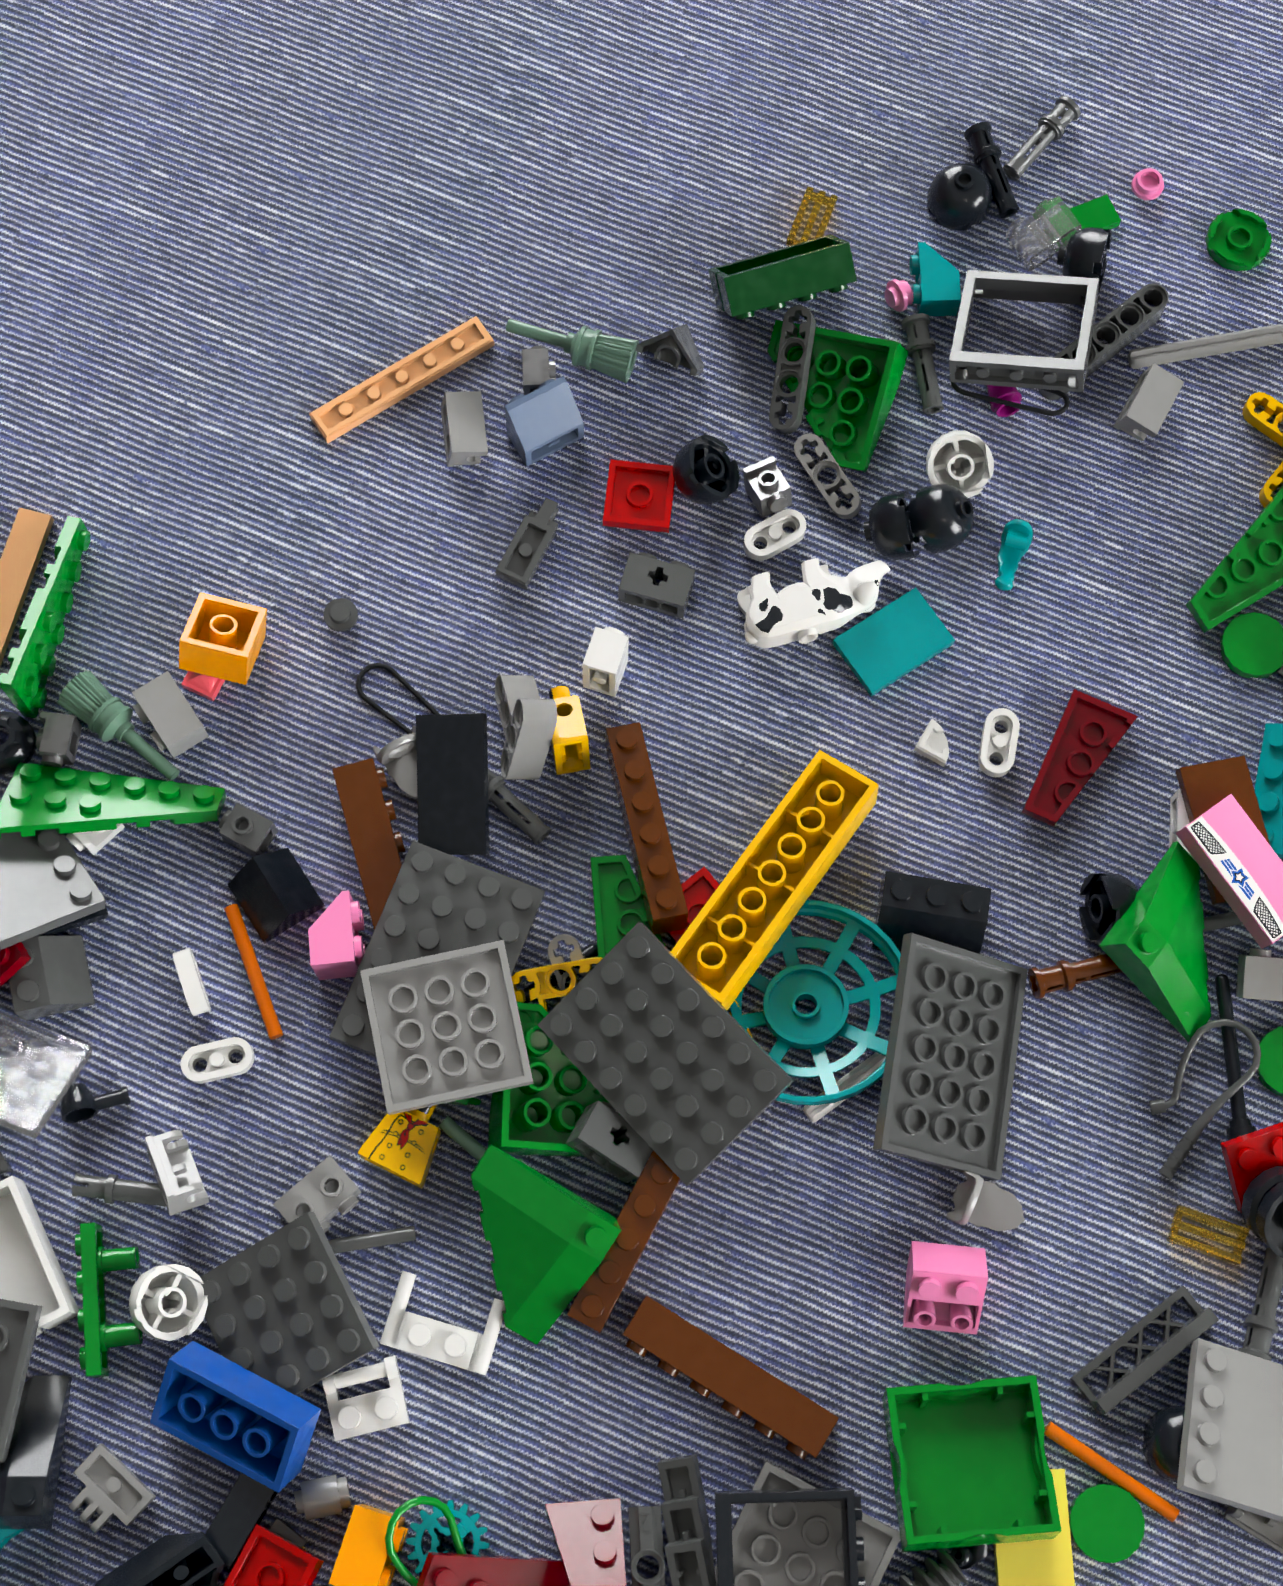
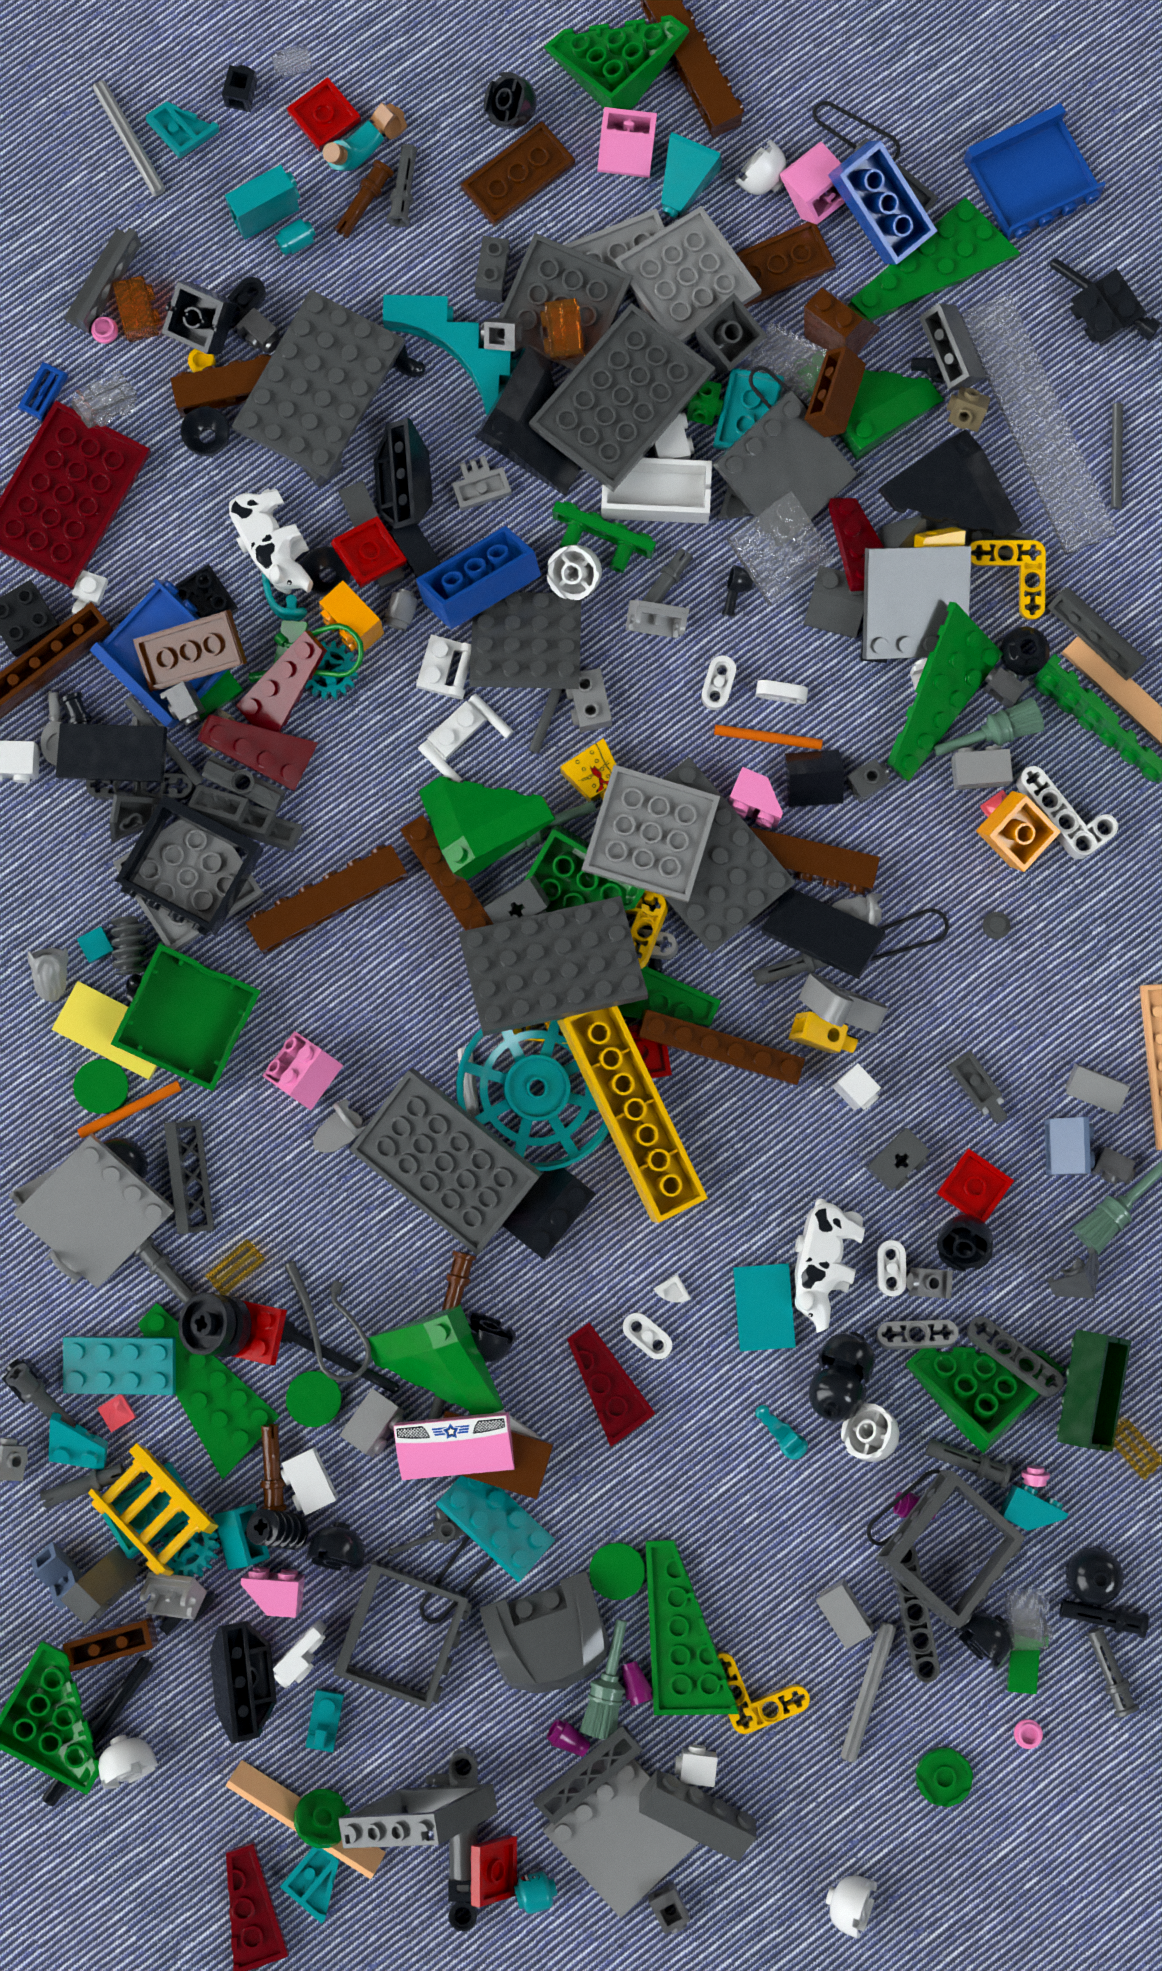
camera: 120 degrees right, 10 degrees up
(170, 611) = (1063, 809): none -> white beam

